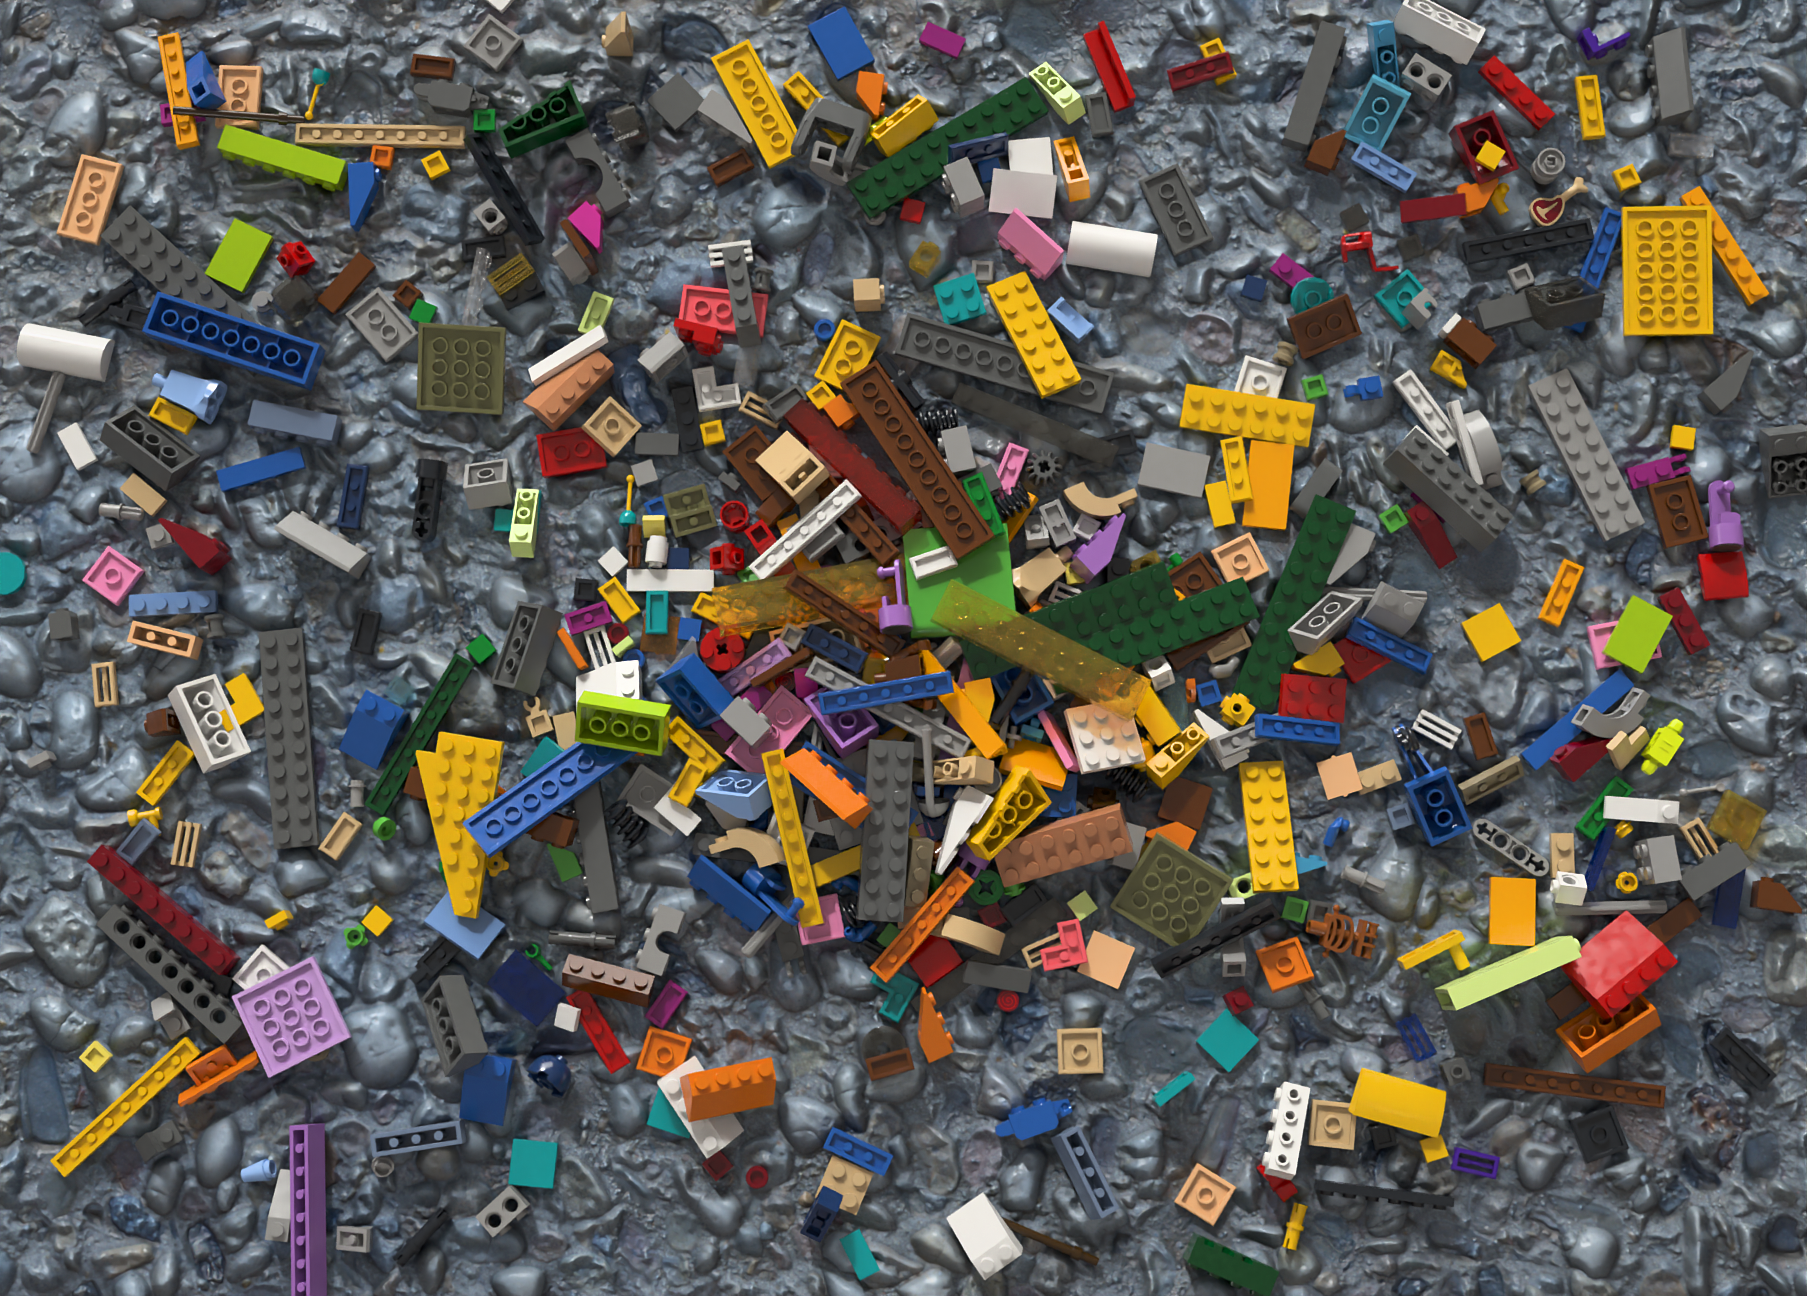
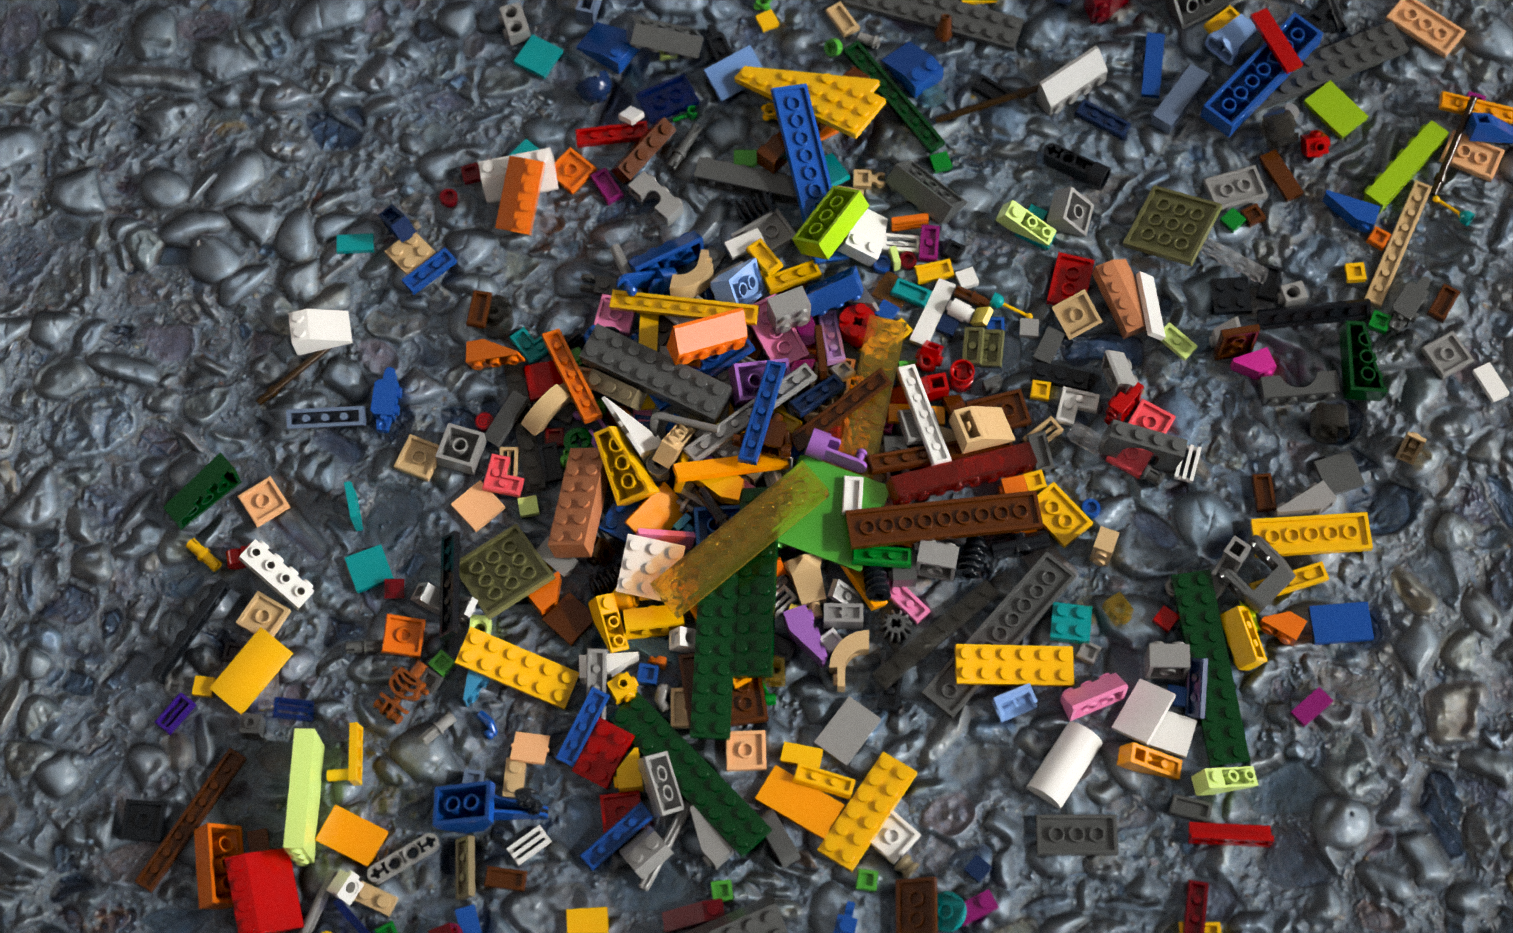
camera: 110 degrees right, 15 degrees down
(190, 335) = (1276, 40): none -> red tile
(311, 713) = (944, 28): none -> reddish brown cone
(361, 594) = (1020, 93): none -> dark brown bar
(500, 290) = (1240, 303): clear yellow tile -> none
(1054, 1006) = (461, 449): none -> light grey brick

